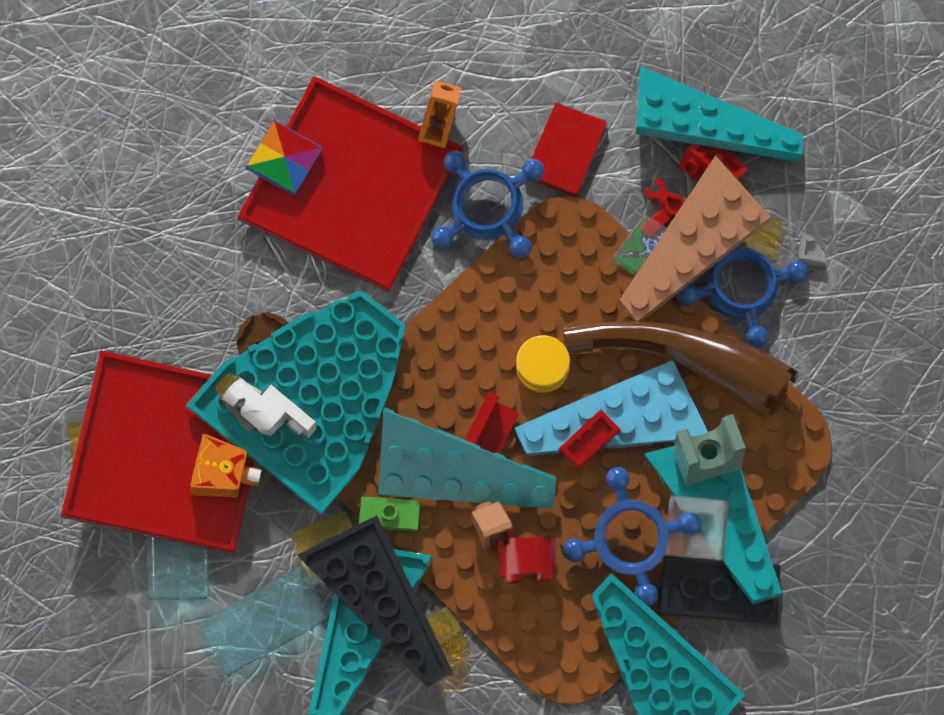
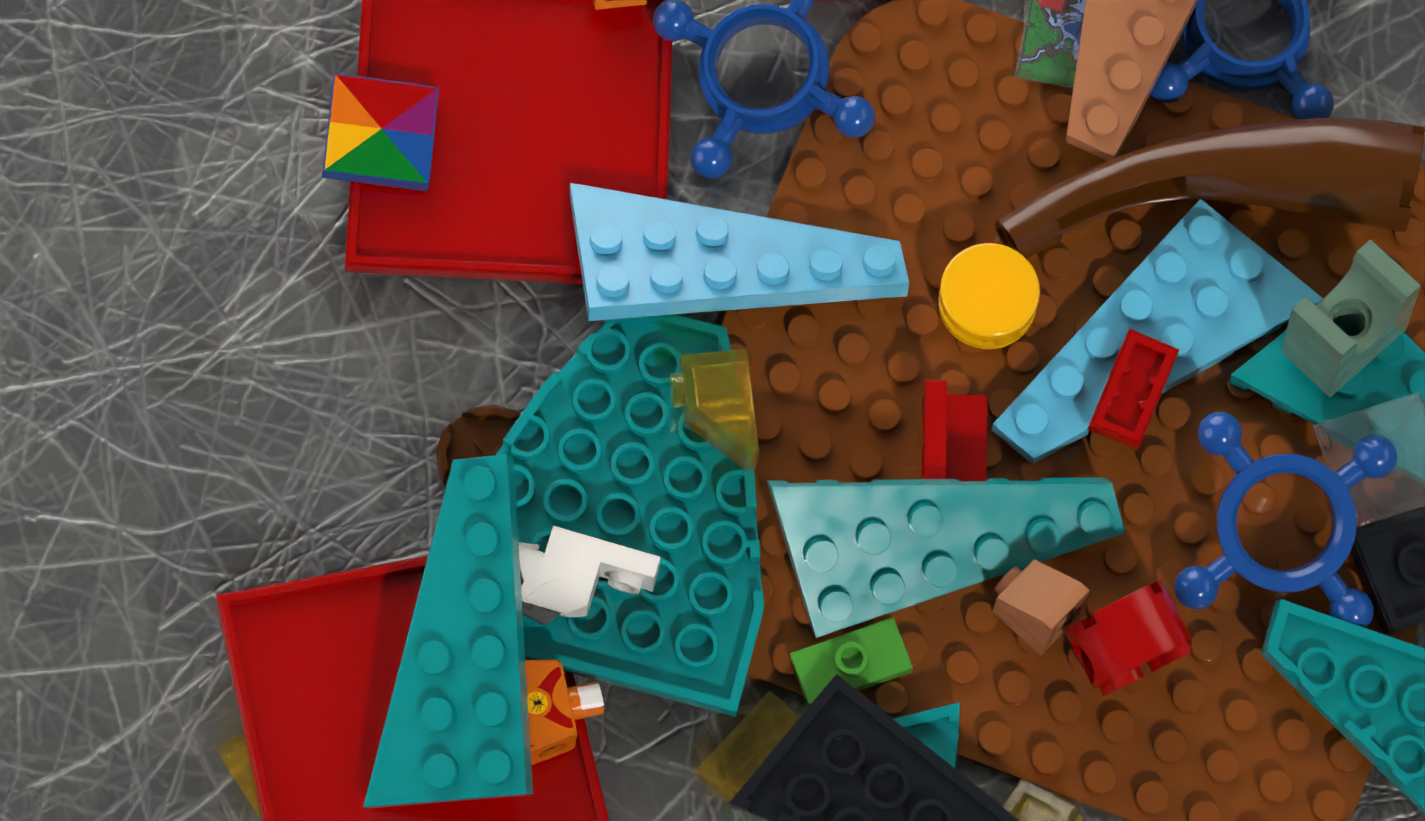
camera: 25 degrees left, 0 degrees up
(193, 440) = (461, 684): none -> teal wing
(381, 359) = (719, 402): none -> clear yellow slope
(403, 282) = (689, 258): none -> medium azure wing

